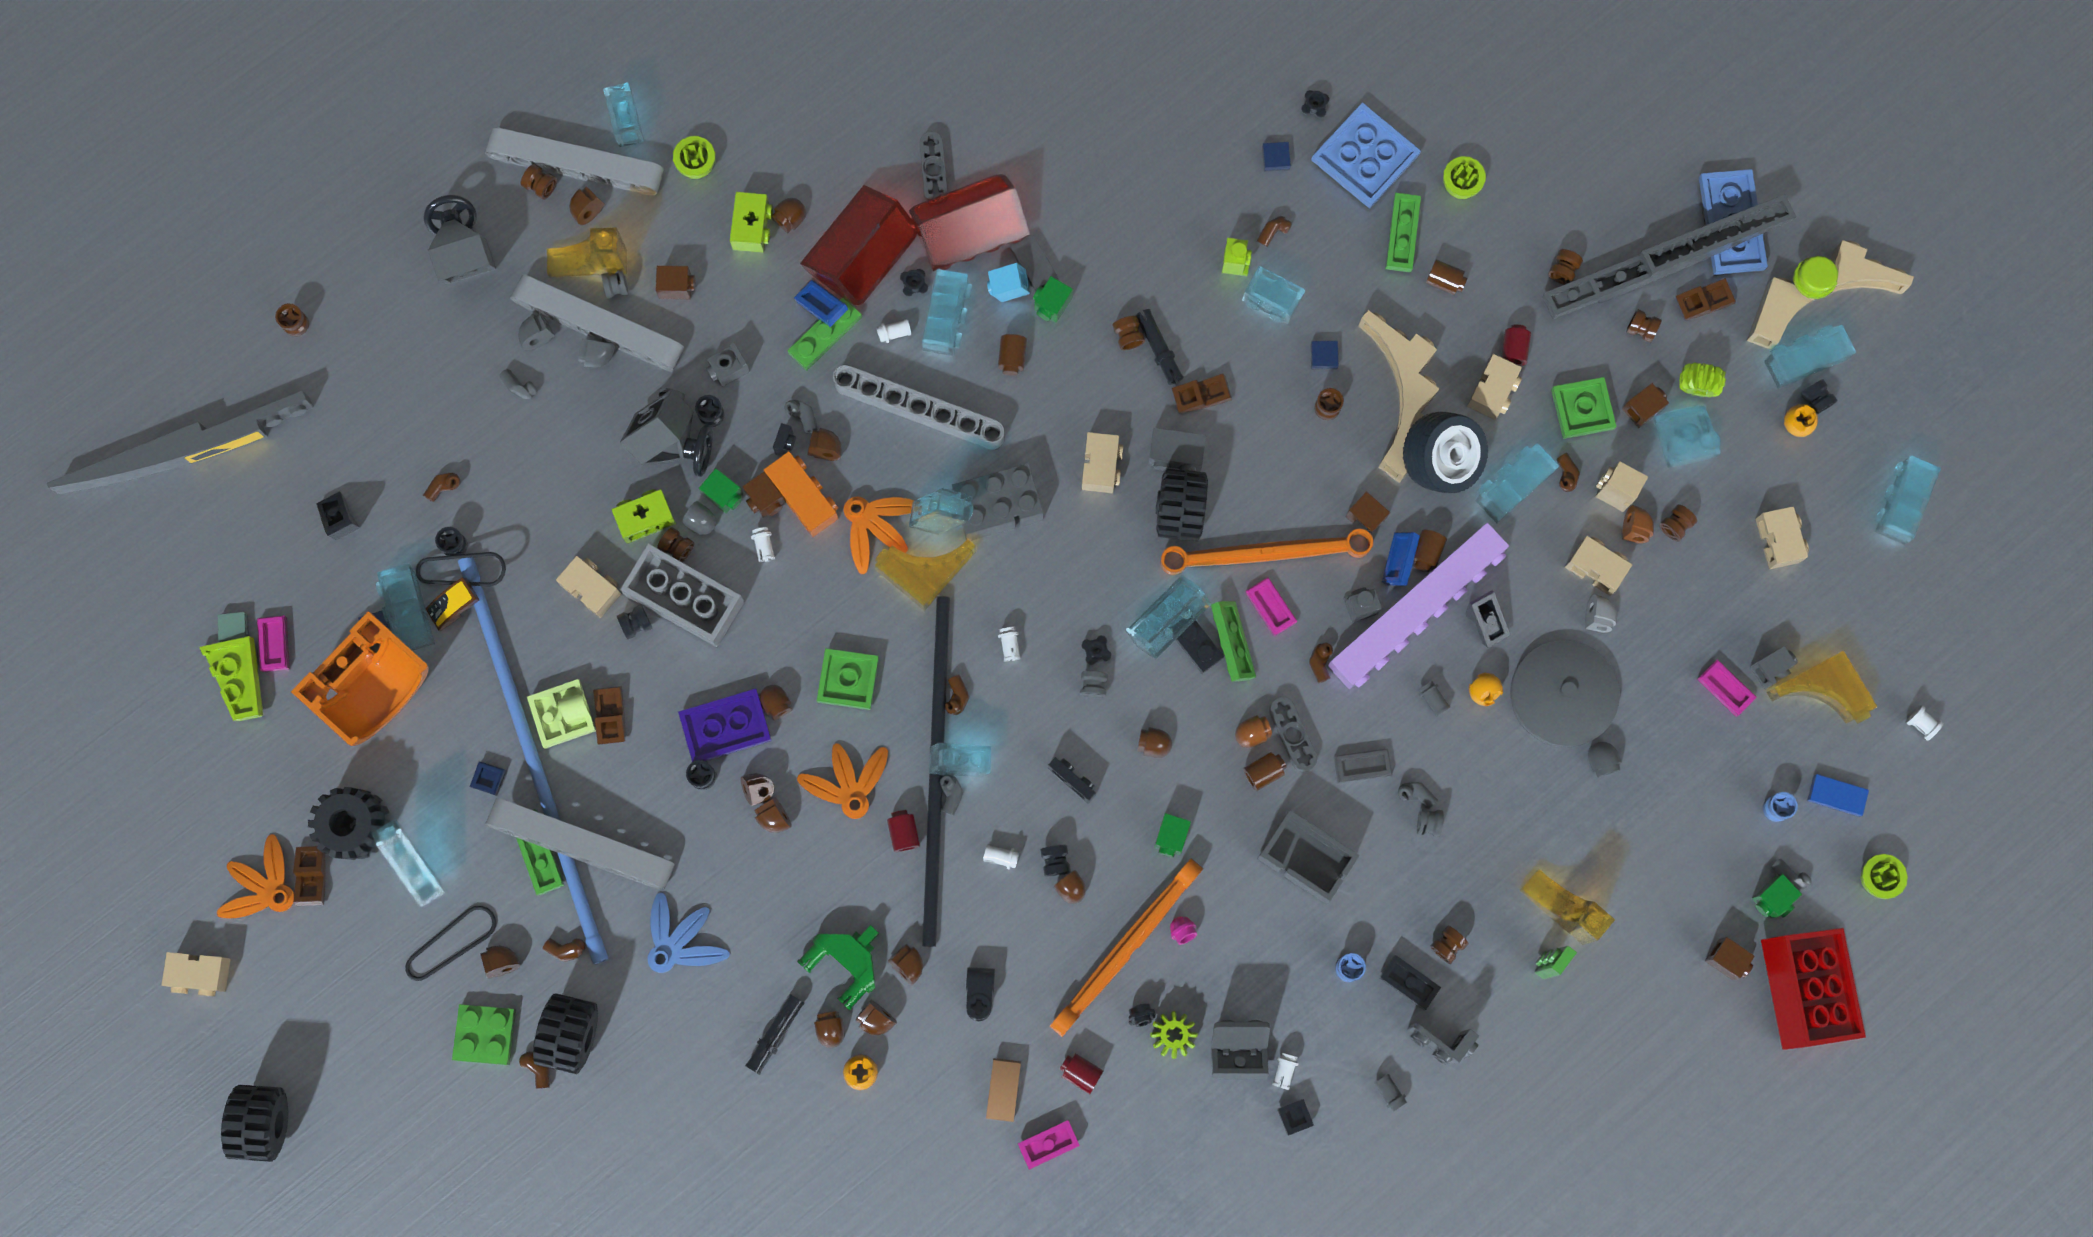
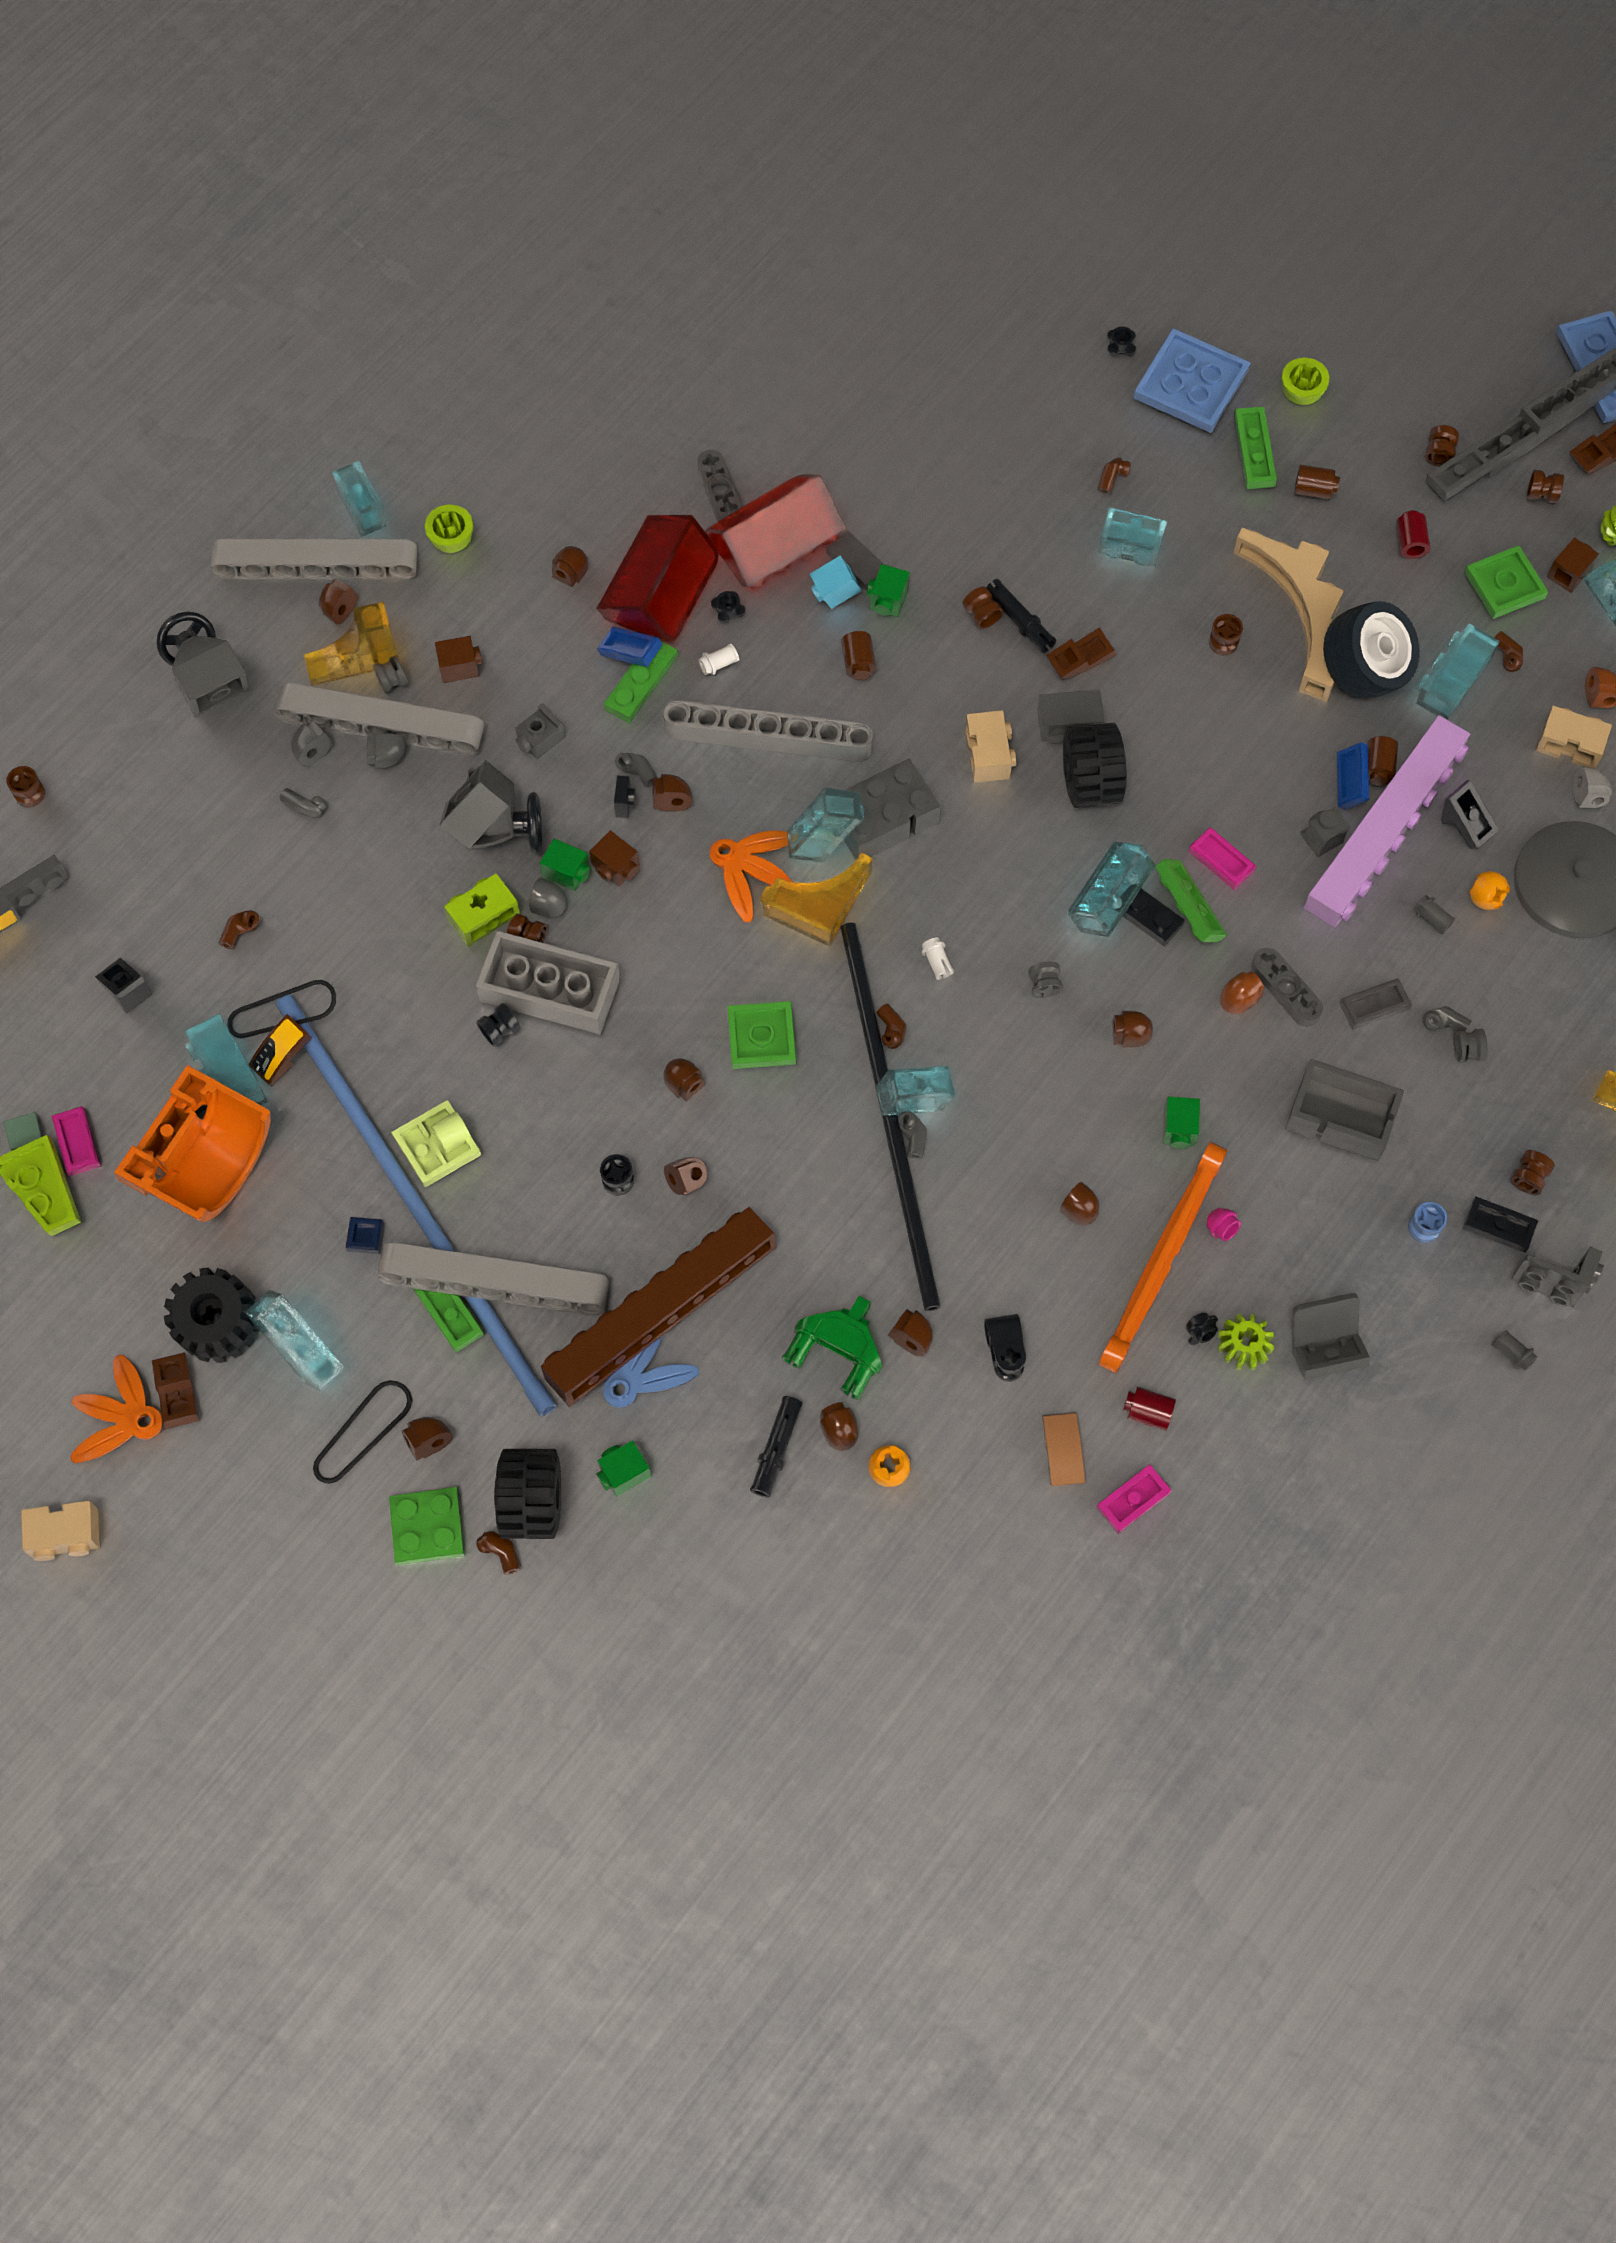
camera: 10 degrees left, 10 degrees down
(254, 1123) = (171, 1683): black wheel -> none
(447, 538) = (261, 977): black wheel -> none
(538, 181) = (278, 587): reddish brown wheel -> none
(564, 952) = (502, 1409): reddish brown arm -> none
(596, 592) = (433, 994): tan brick -> none
(609, 715) = (492, 1134): reddish brown slope -> none
(647, 1024) = (622, 1468): none -> green brick
(707, 897) = (658, 1306): none -> reddish brown brick
(709, 405) = (529, 776): black wheel -> none
(725, 726) = (632, 1115): dark purple plate -> none
(748, 208) = (528, 580): lime brick -> none
(763, 544) = (624, 906): white pin -> none
(773, 817) = (711, 1203): reddish brown piece -> none
(802, 493) = (660, 848): orange brick -> none
(850, 789) = (787, 1142): orange plant -> none
(875, 1019) = (891, 1403): reddish brown piece -> none
(903, 831) = (869, 1186): dark red brick -> none
(946, 312) = (773, 628): clear light blue brick -> none
(1001, 856) = (990, 1189): white pin -> none
(1055, 867) = (1054, 1179): black wheel -> none
(1064, 771) = (1041, 1083): black plate -> none
(1090, 645) = (1035, 952): black plate -> none
(1236, 257) = (1080, 507): lime brick -> none
(1265, 770) = (1266, 1031): reddish brown brick -> none
(1266, 551) = (1200, 801): orange piece -> none
(1276, 156) = (1094, 401): dark blue tile -> none
(1285, 1068) = (1386, 1351): white pin -> none
(1295, 1117) = (1413, 1403): black plate -> none
(1318, 661) = (1292, 903): reddish brown arm -> none
(1324, 355) = (1205, 587): dark blue tile -> none
(1368, 512) = (1302, 732): reddish brown panel -> none
(1492, 394) = (1403, 578): tan brick -> none
(1620, 486) = (1573, 647): tan brick -> none

